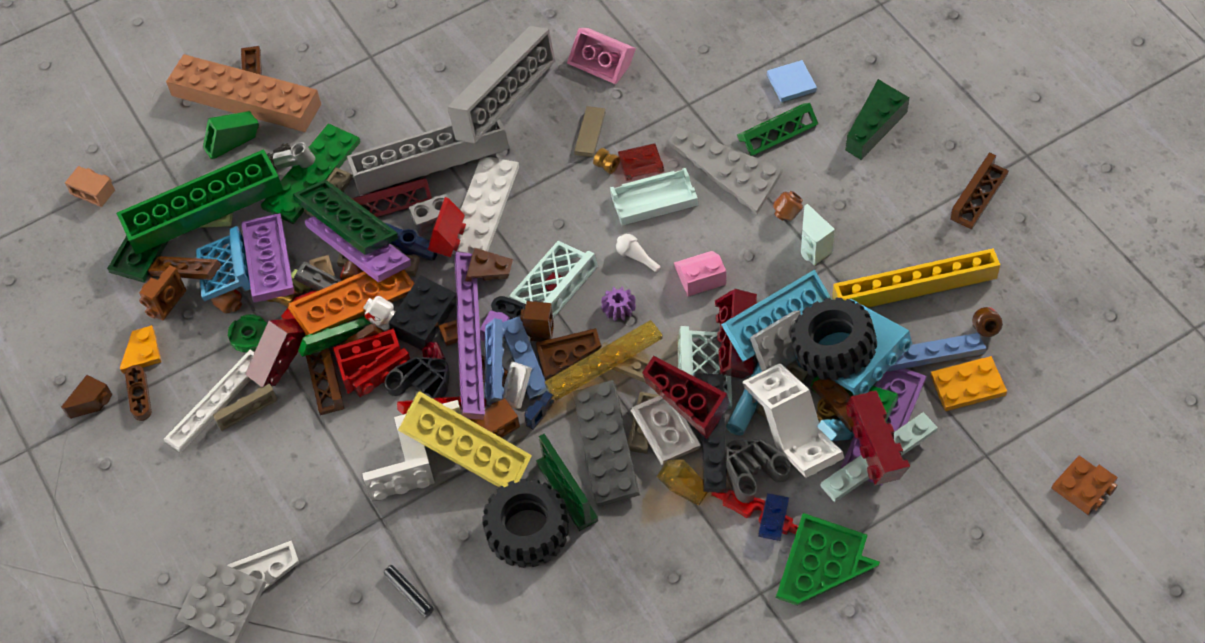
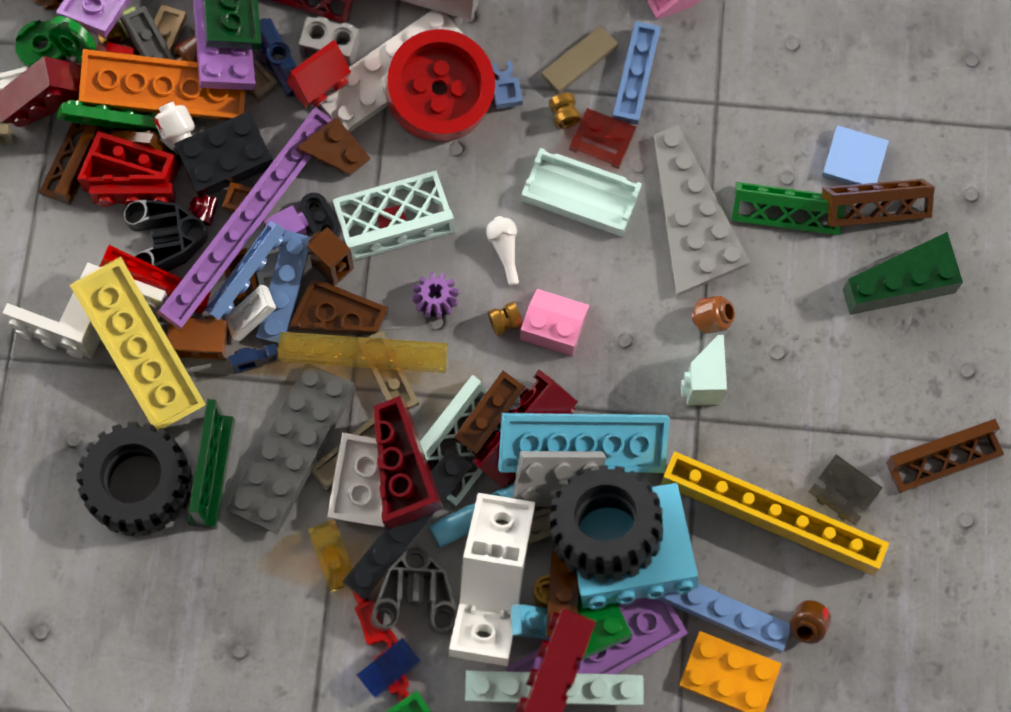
camera: 30 degrees right, 15 degrees up
(269, 301) = (69, 37): none -> green tile
(519, 174) = (445, 59): none -> red brick
(562, 172) = (507, 89): none -> medium blue plate
(629, 116) = (636, 72): none -> medium blue plate
(670, 288) = (505, 318): none -> pearl gold wheel
(708, 340) = (489, 412): none -> reddish brown plate
(821, 87) = (878, 192): none -> reddish brown fence
(941, 241) = (849, 483): none -> clear smoke plate

